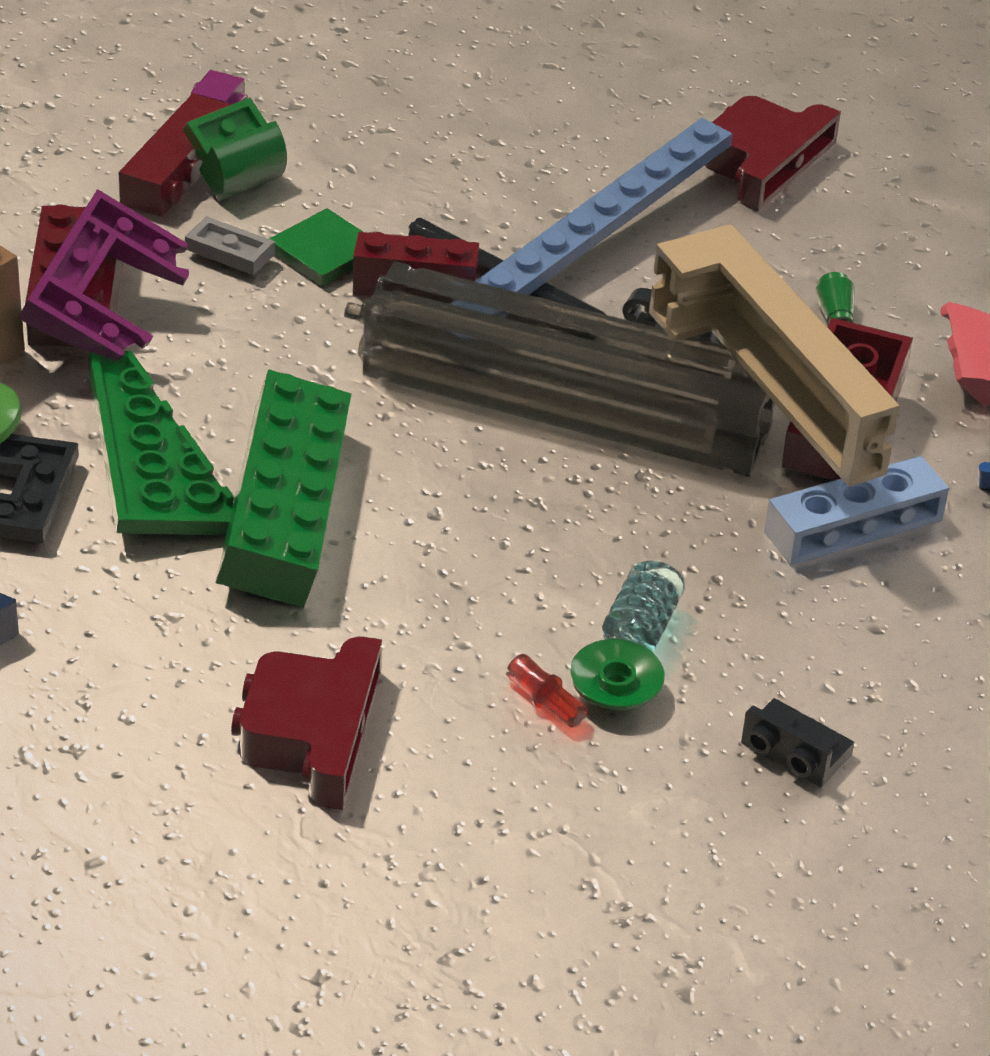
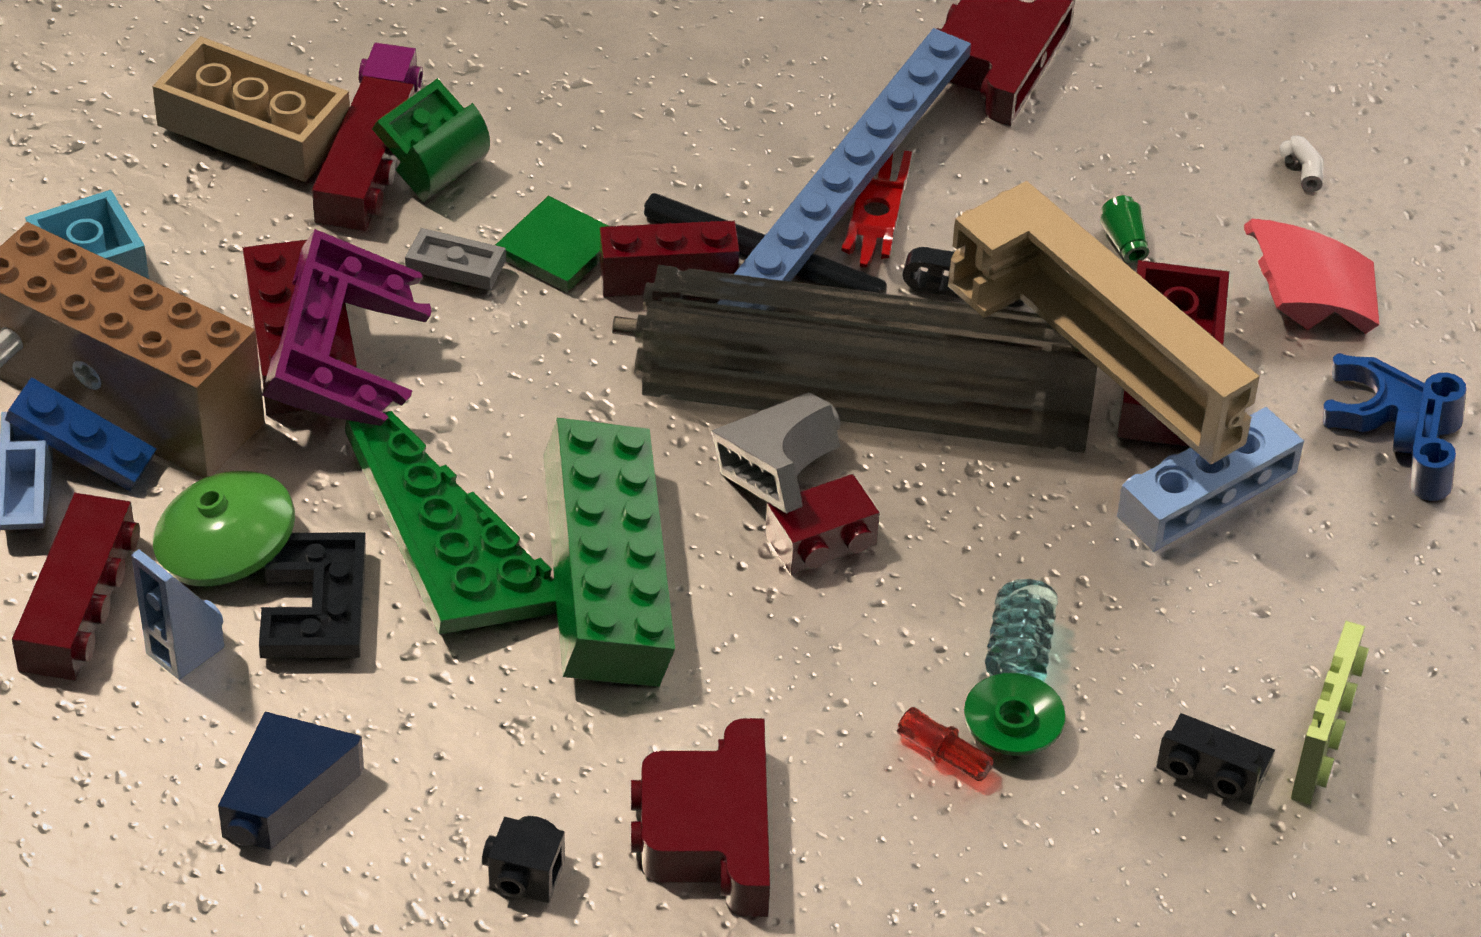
camera: 10 degrees left, 5 degrees up
(86, 104) = (250, 108): none -> tan brick
(134, 724) = (525, 858): none -> black brick
(464, 424) = (775, 446): none -> light grey arch
(488, 495) = (830, 525): none -> dark red brick
(624, 243) = (882, 226): none -> red piece
(909, 715) = (1326, 728): none -> yellowish green wing

